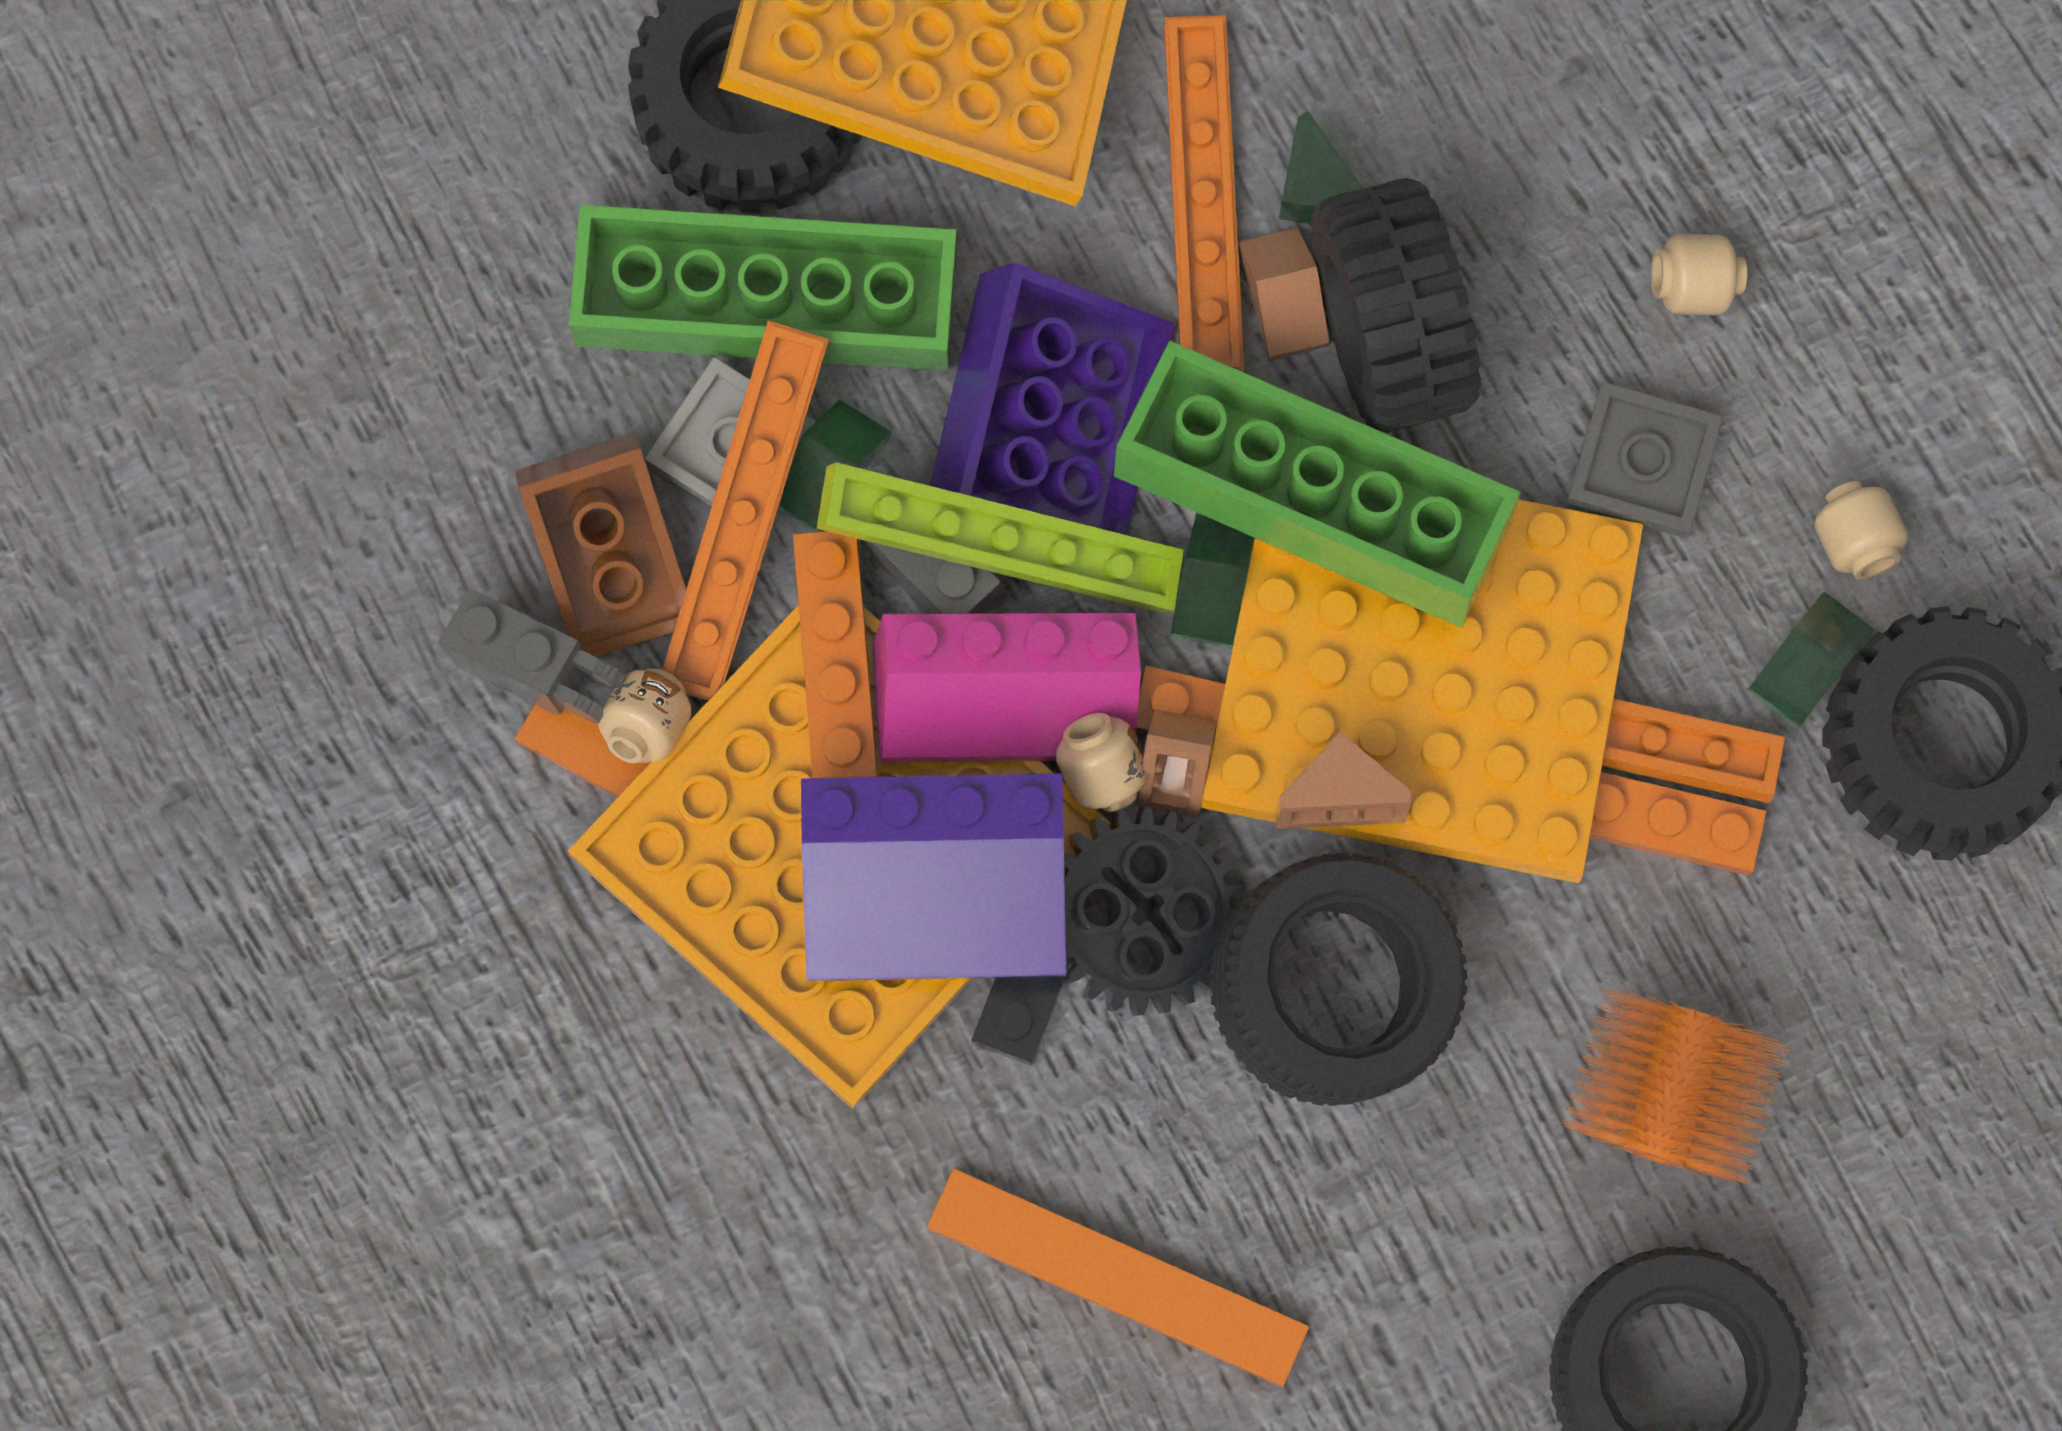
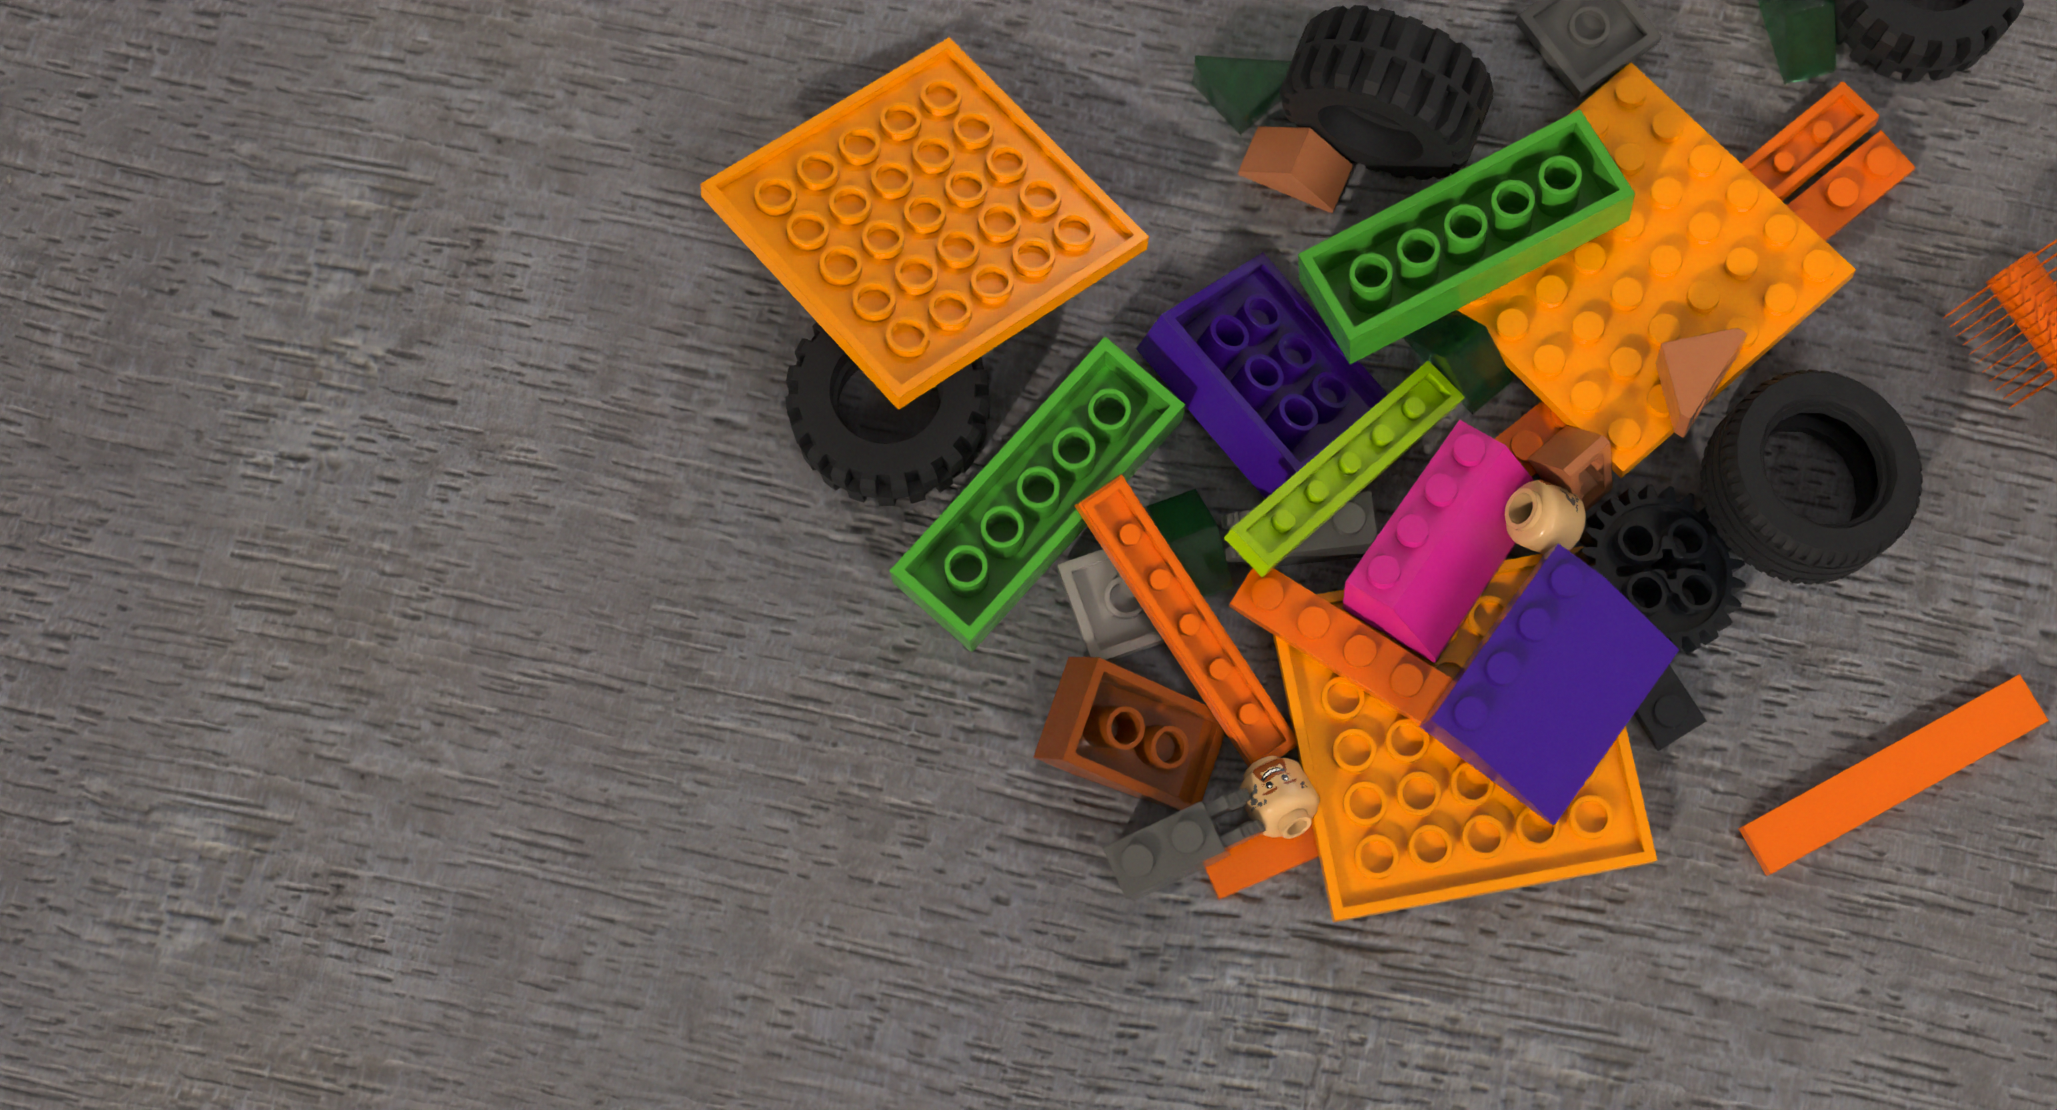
camera: 50 degrees left, 0 degrees up
(1203, 187) = (1187, 167): orange tile -> none

